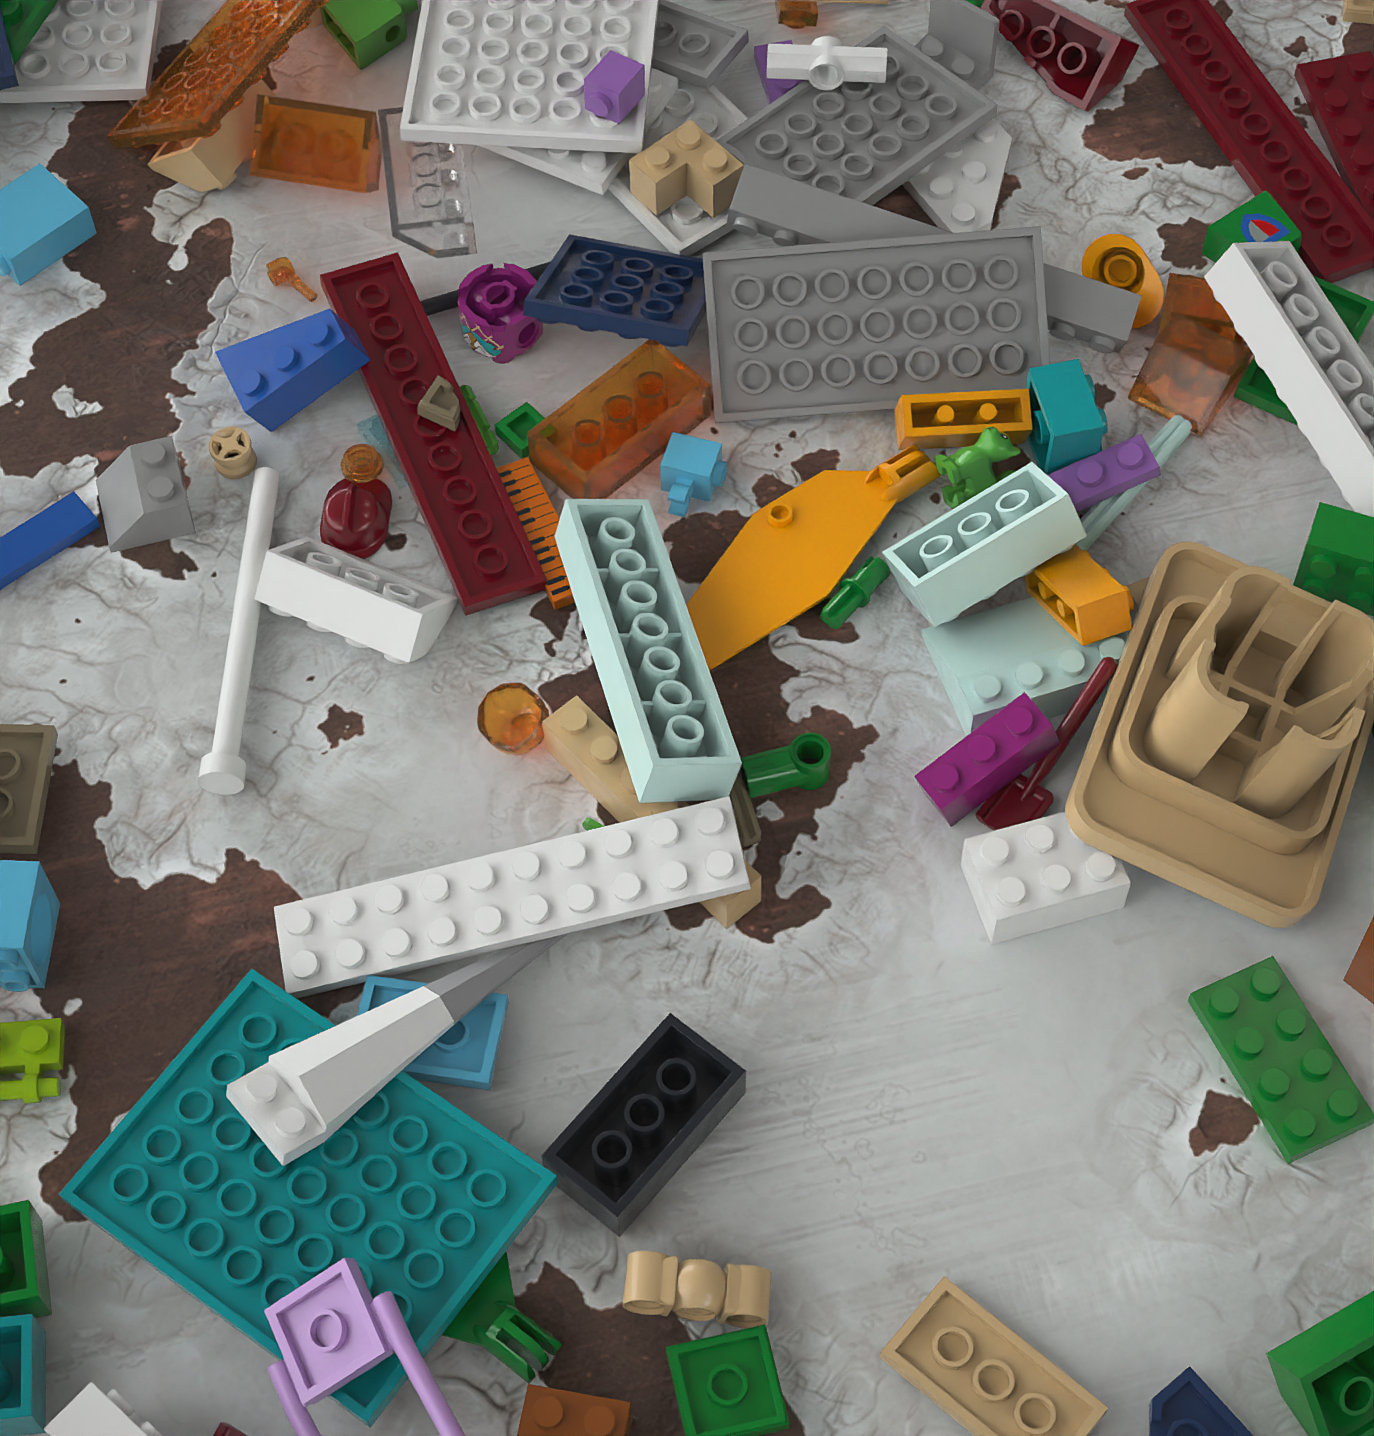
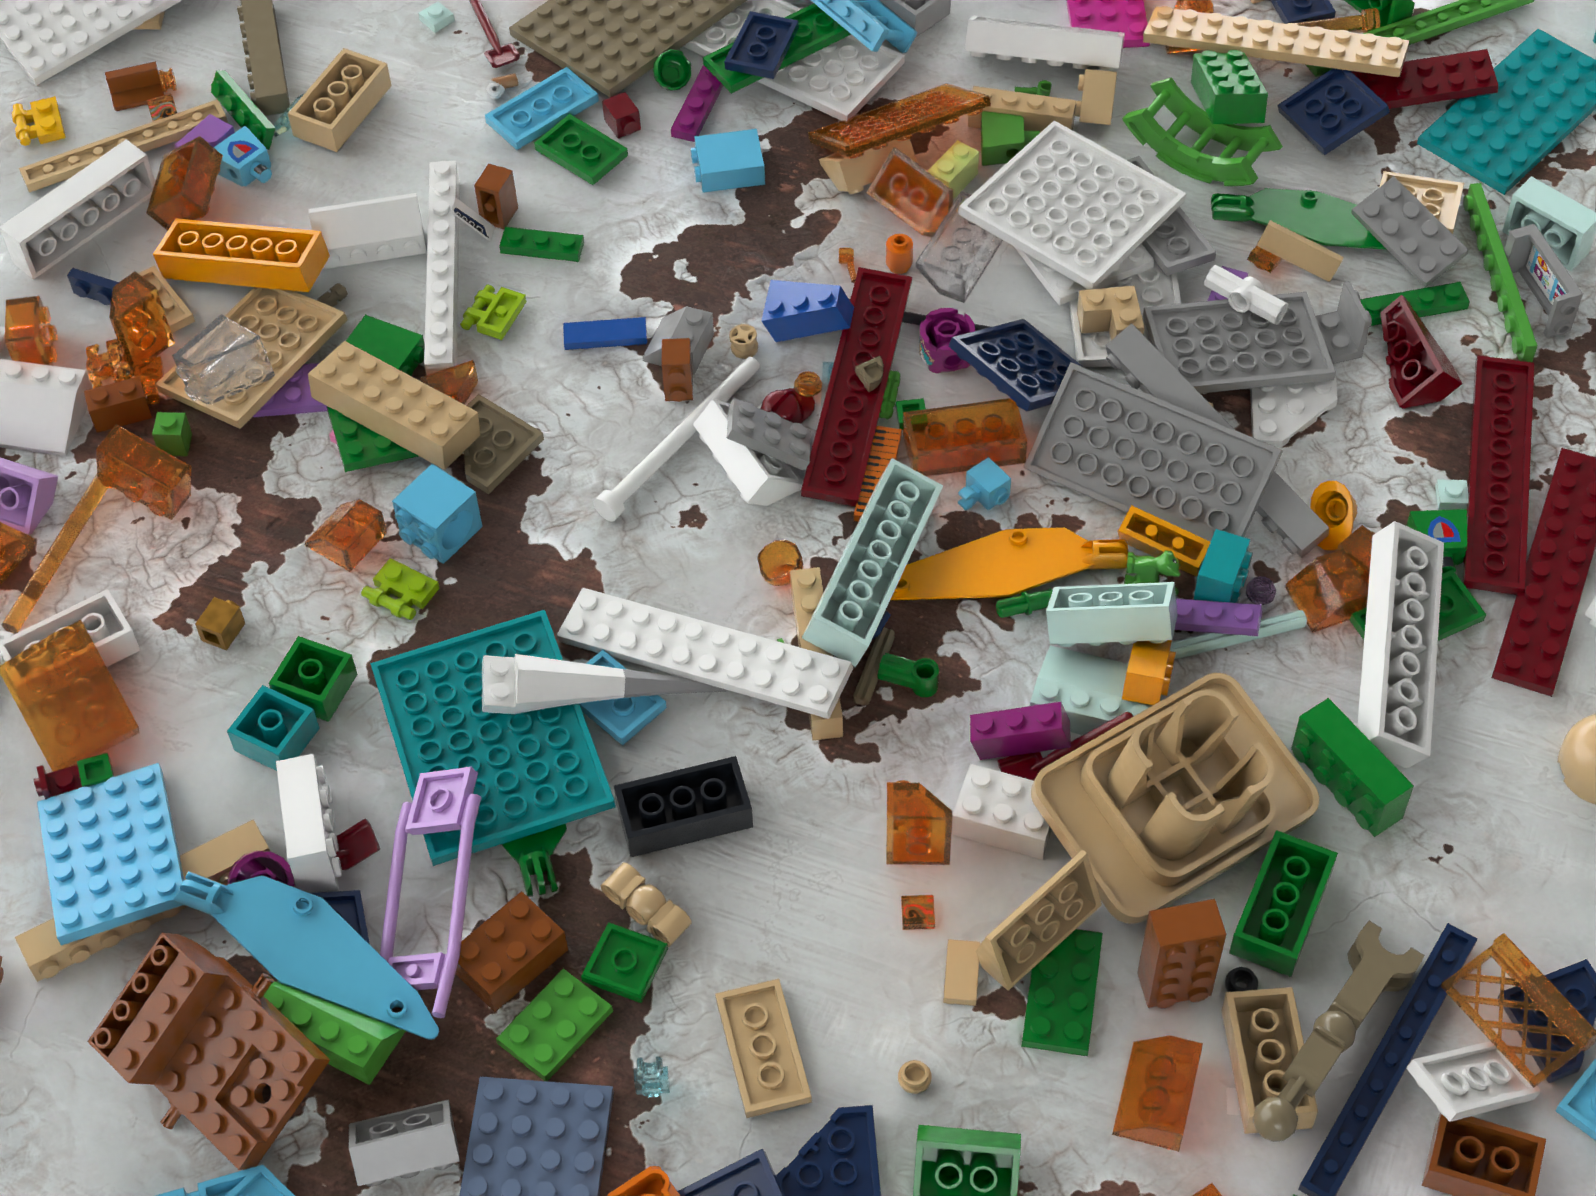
camera: 35 degrees right, 5 degrees down
(180, 537) = (677, 369): none -> dark orange brick
(339, 78) = (957, 167): none -> yellowish green brick
(351, 231) = (899, 253): none -> orange brick
(371, 556) = (769, 434): none -> light grey plate
(614, 87) = (1097, 243): medium lavender brick -> none
(968, 961) = (916, 826): none -> clear orange slope
(1035, 1072) = (918, 912): none -> clear orange tile
(1117, 412) = (1263, 585): none -> clear purple plate
(1149, 1116) = (961, 972): none -> tan tile
(1202, 1292) = (914, 1077): none -> tan plate
(1209, 991) = (1040, 923): none -> tan slope
(1223, 183) = (1451, 494): none -> light aqua plate

